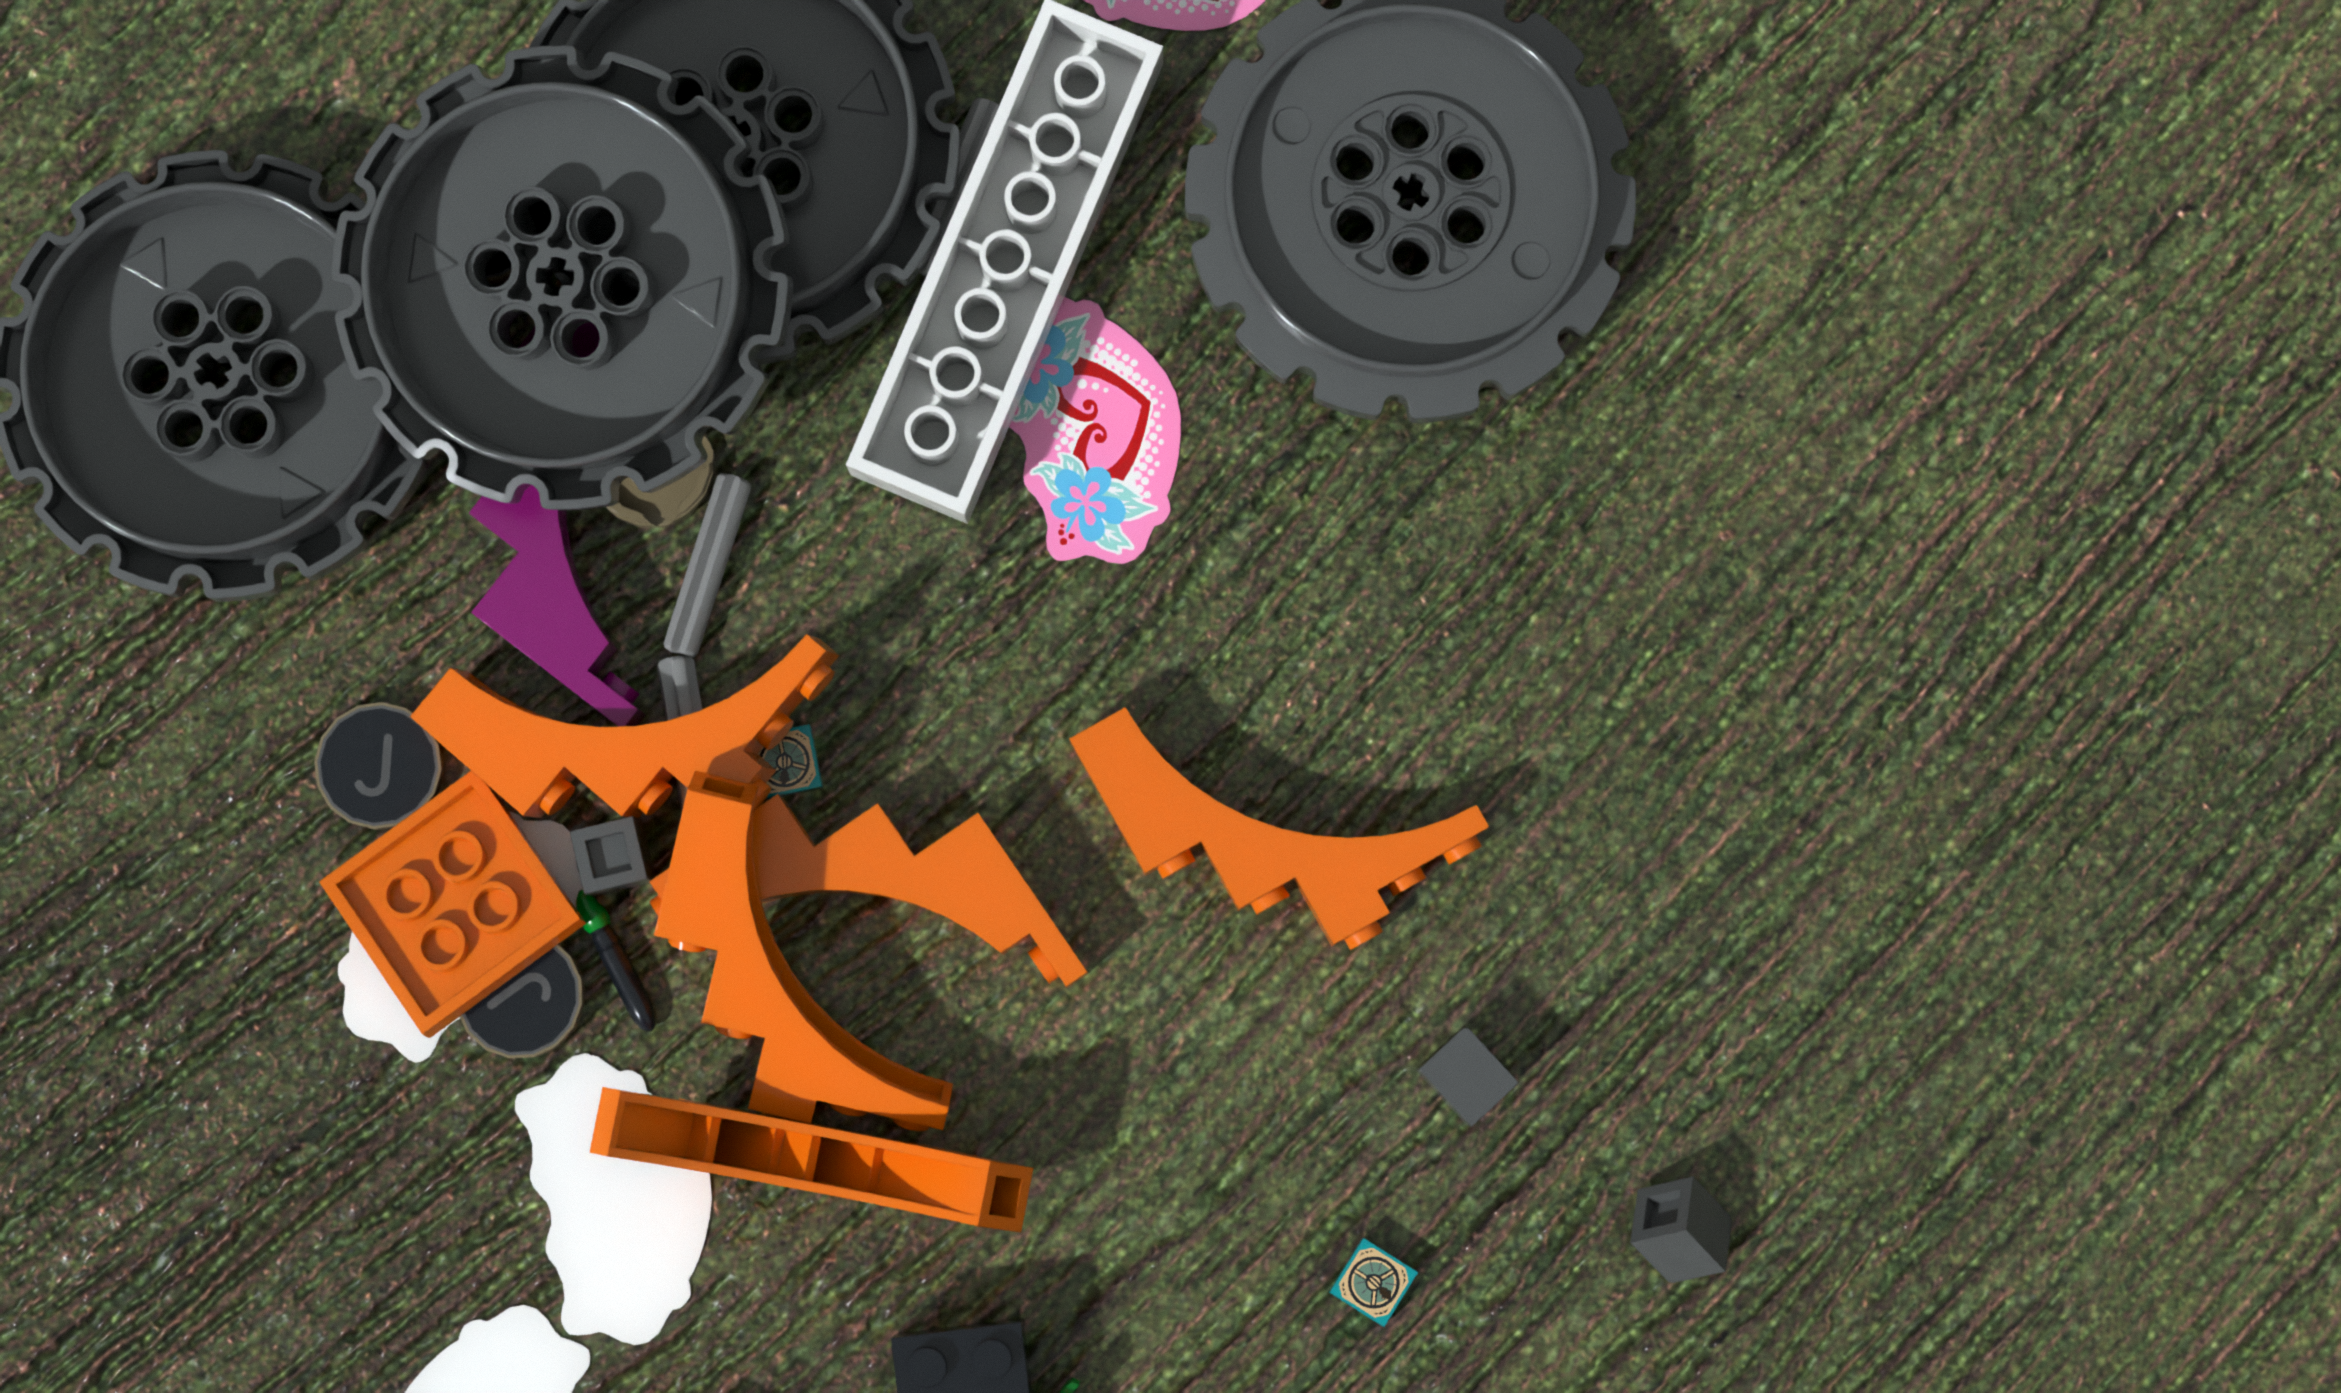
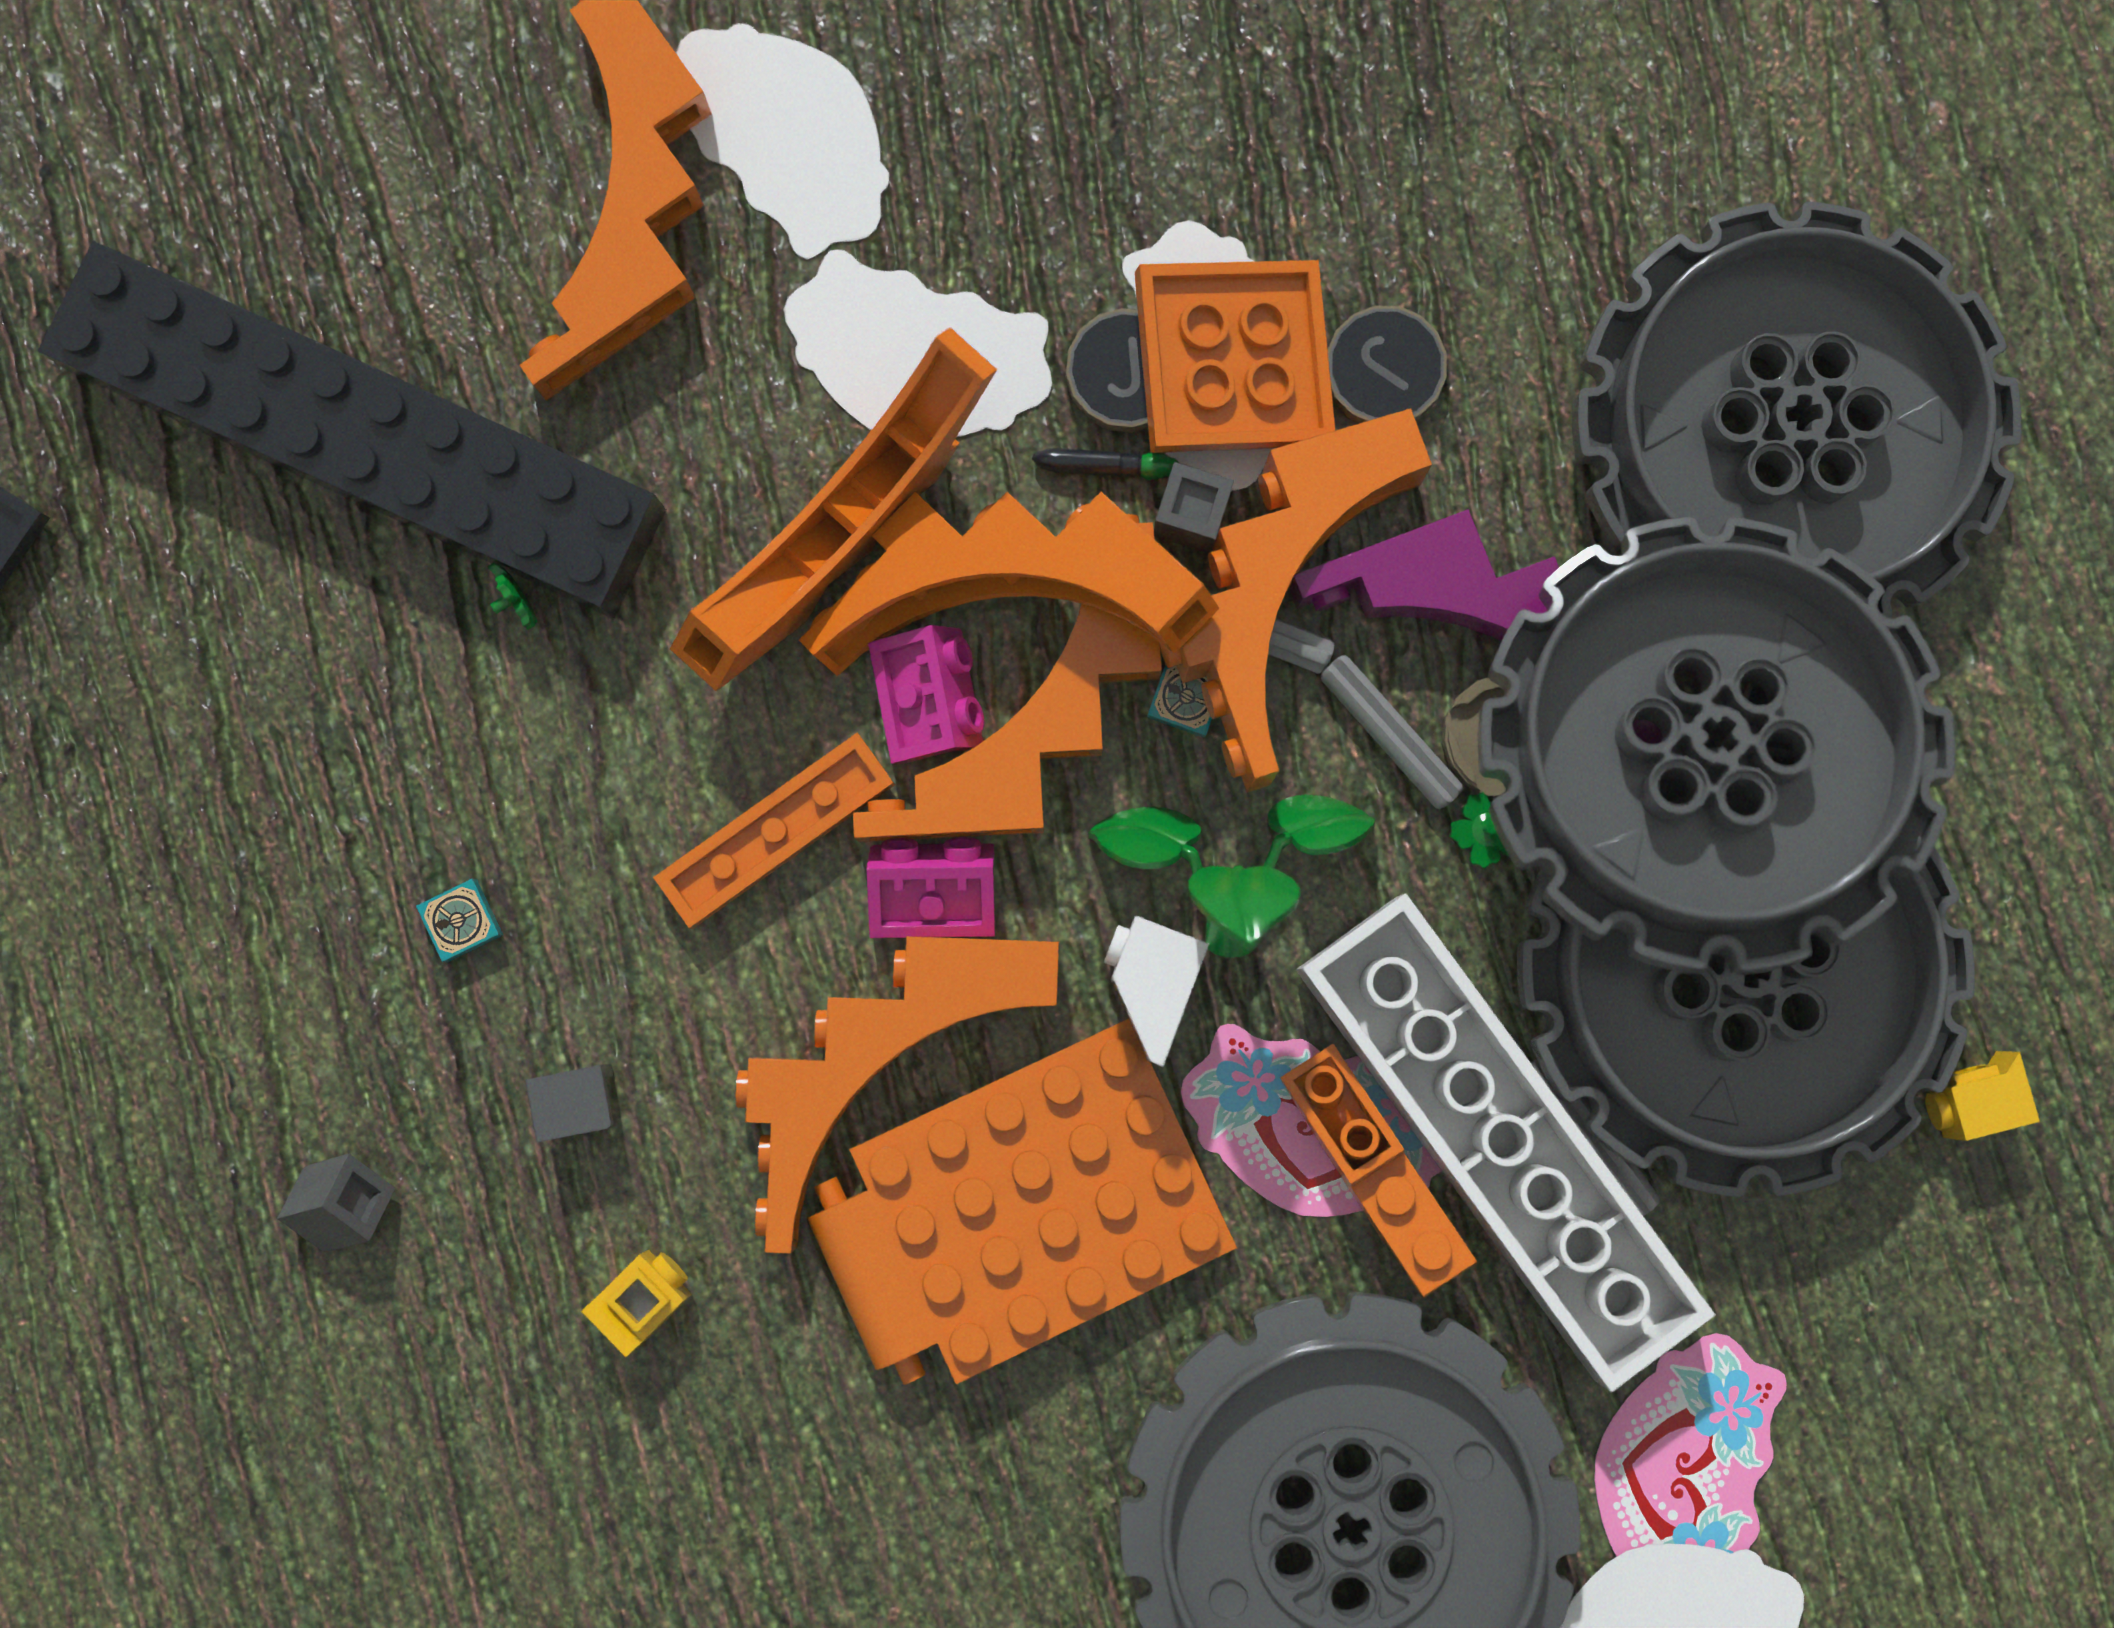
camera: 125 degrees right, 0 degrees up
(748, 440) = (1478, 832): none -> green plant
(921, 992) = (926, 693): none -> dark pink bracket
(944, 599) = (1235, 900): none -> green plant
(1054, 634) = (1154, 980): none -> white slope
(1090, 881) = (931, 889): none -> dark pink bracket
(1097, 350) = (1377, 1171): none -> orange slope
(1123, 1050) = (773, 831): none -> orange plate
(1320, 635) = (1019, 1211): none -> orange plate
(1598, 912) = (638, 1301): none -> yellow window

